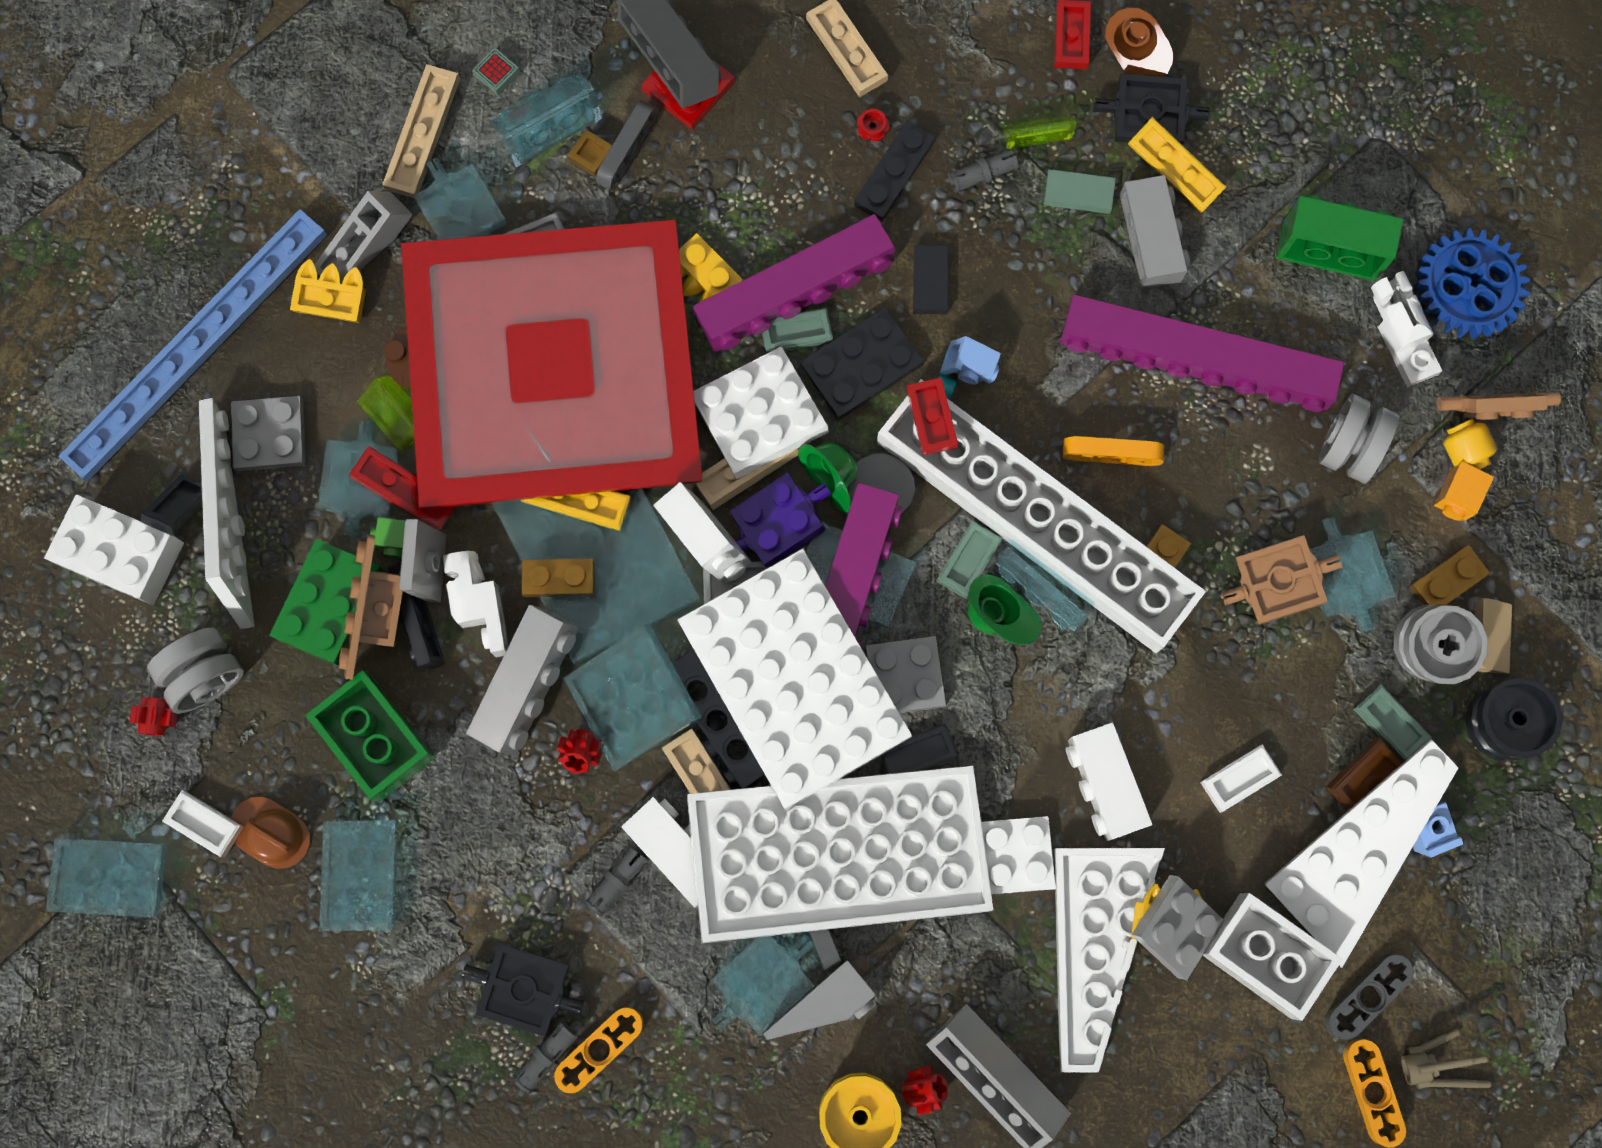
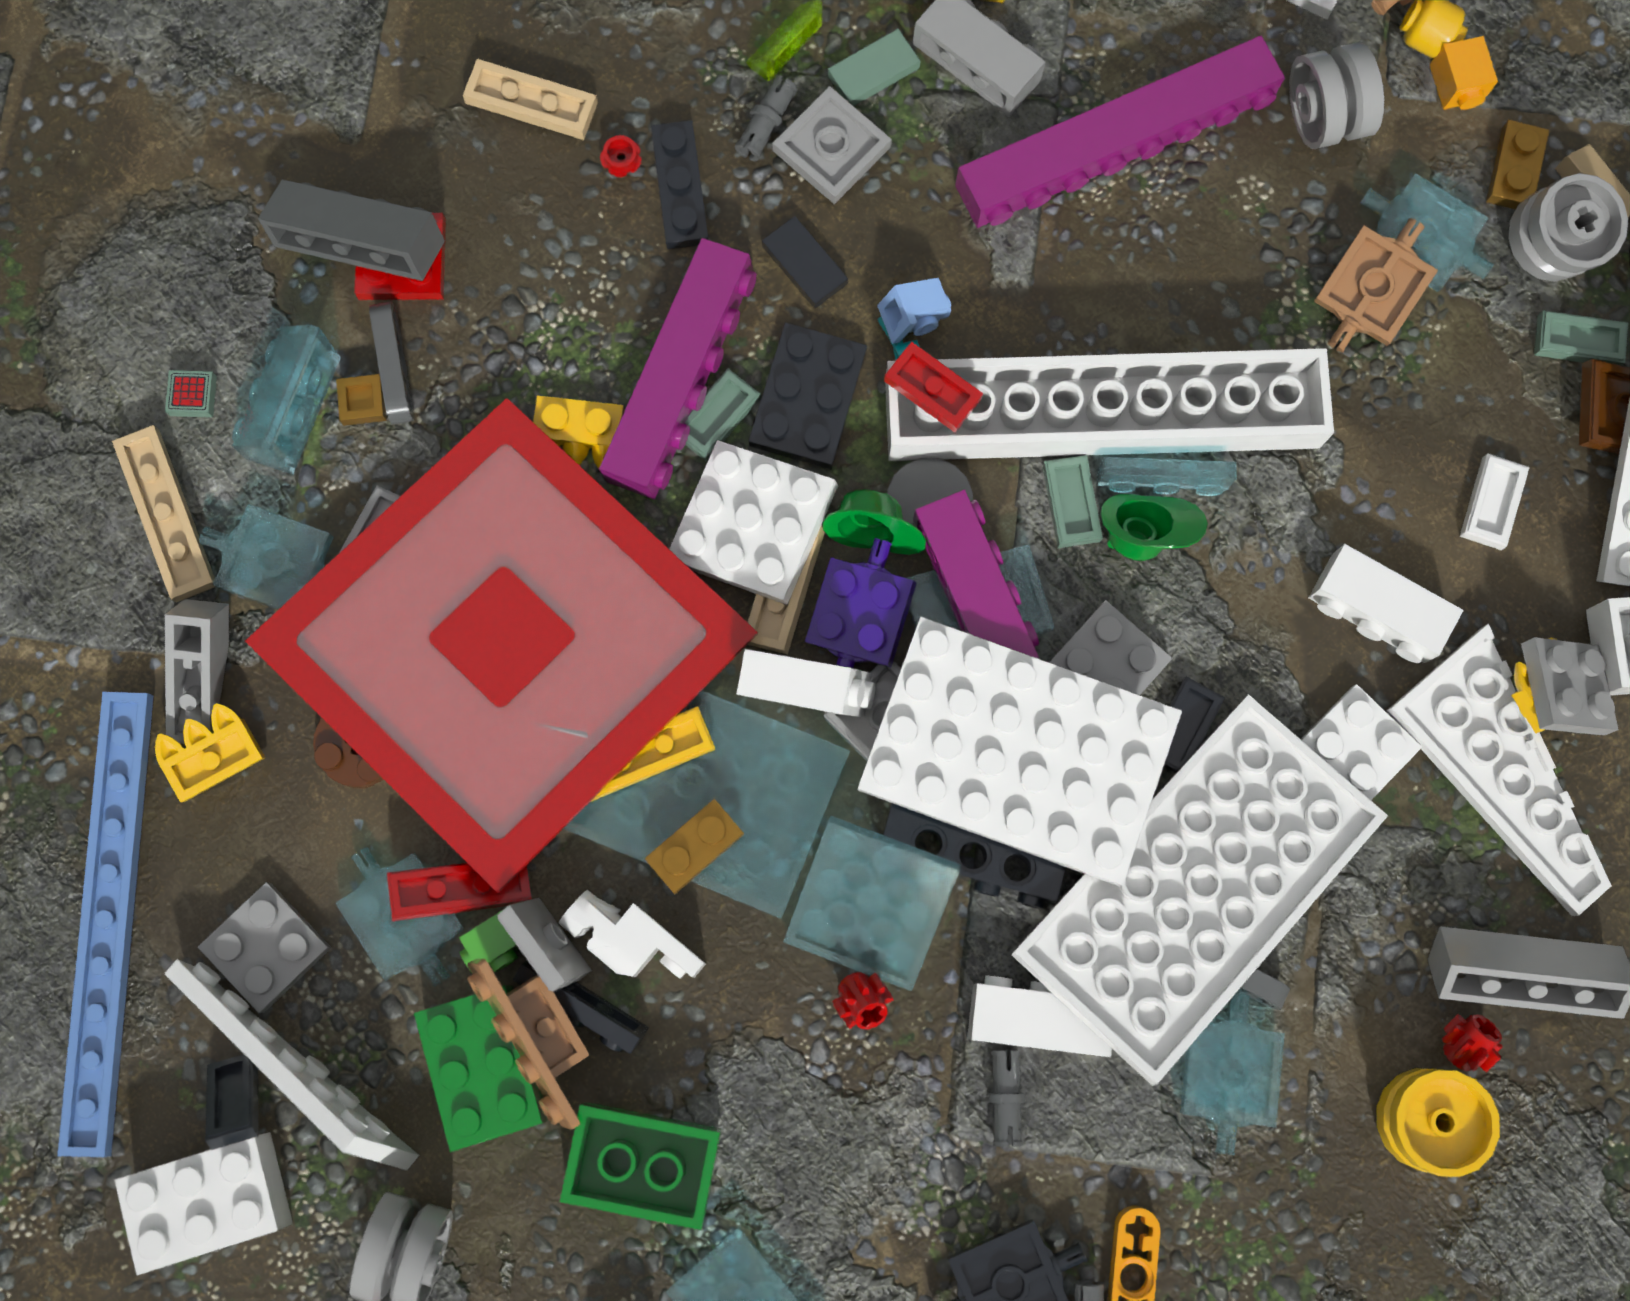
camera: 45 degrees left, 0 degrees up
(390, 410) = (376, 820): clear neon green slope -> none
(523, 680) = (750, 978): light grey brick -> none
(694, 764) = (988, 919): tan plate -> none
(830, 1002) = (1315, 1031): light grey slope -> none
(1009, 219) = (832, 145): none -> light grey plate
(1113, 451) = (1119, 288): light orange beam -> none
(1168, 545) = (1243, 335): pearl gold plate -> none

